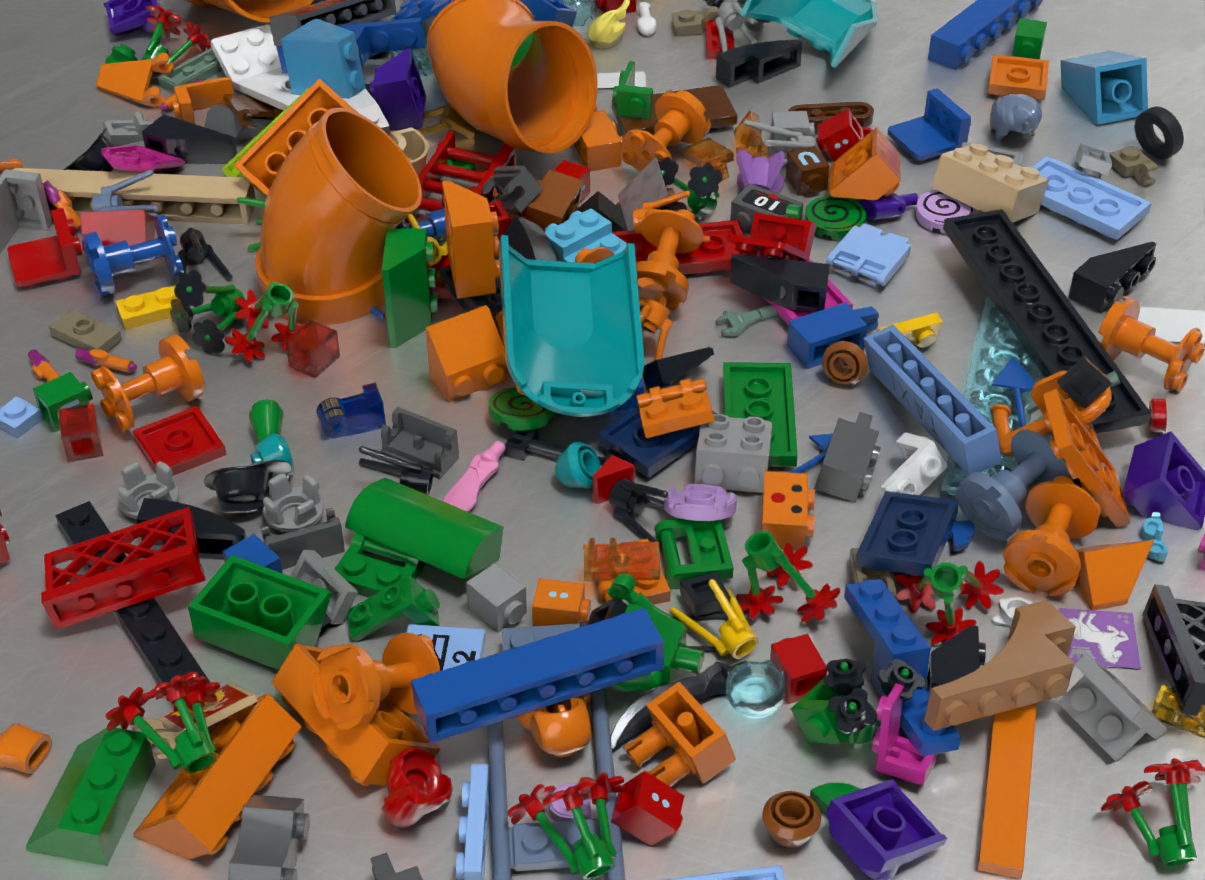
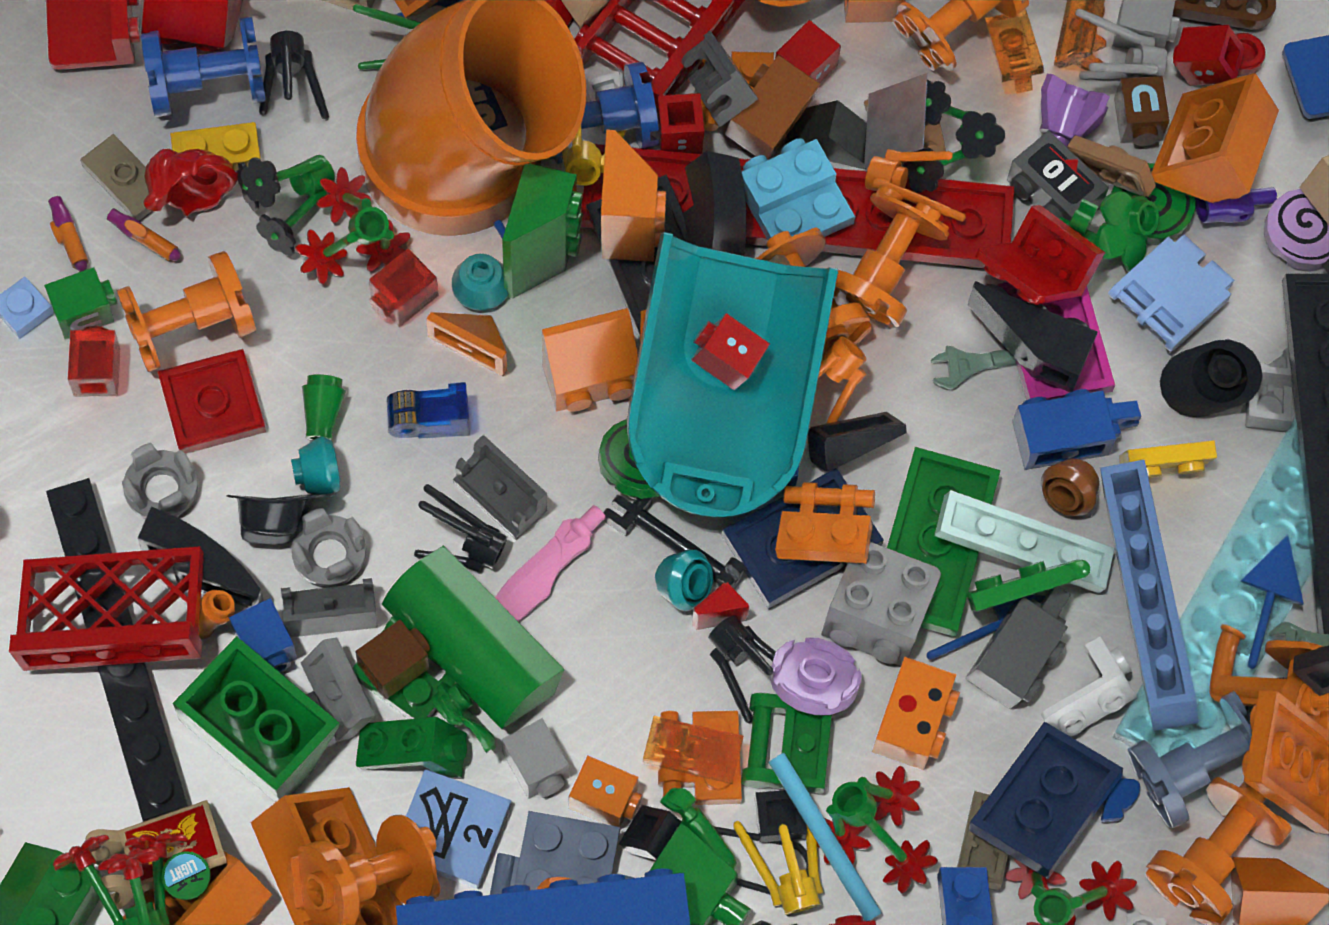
camera: 10 degrees right, 25 degrees up
(136, 315) = (187, 180): none -> red hair
(210, 551) = (215, 610): none -> orange pin
(224, 710) = (186, 875): none -> tile
(363, 549) = (393, 658): none -> reddish brown brick
(369, 337) = (479, 282): none -> teal cone
(369, 369) = (470, 336): none -> orange slope
(427, 575) = (454, 707): none -> green plate
(568, 315) = (728, 350): none -> red brick
(741, 592) = (825, 837): none -> medium azure bar
(811, 191) = (1114, 165): none -> medium nougat plate
(825, 394) = (1020, 538): none -> light aqua plate
(828, 219) = (1126, 227): none -> green plate
(841, 405) = (1032, 579): none -> green hinge
(918, 285) = (1211, 378): none -> black piece
(962, 294) = (1274, 401): none -> light grey slope

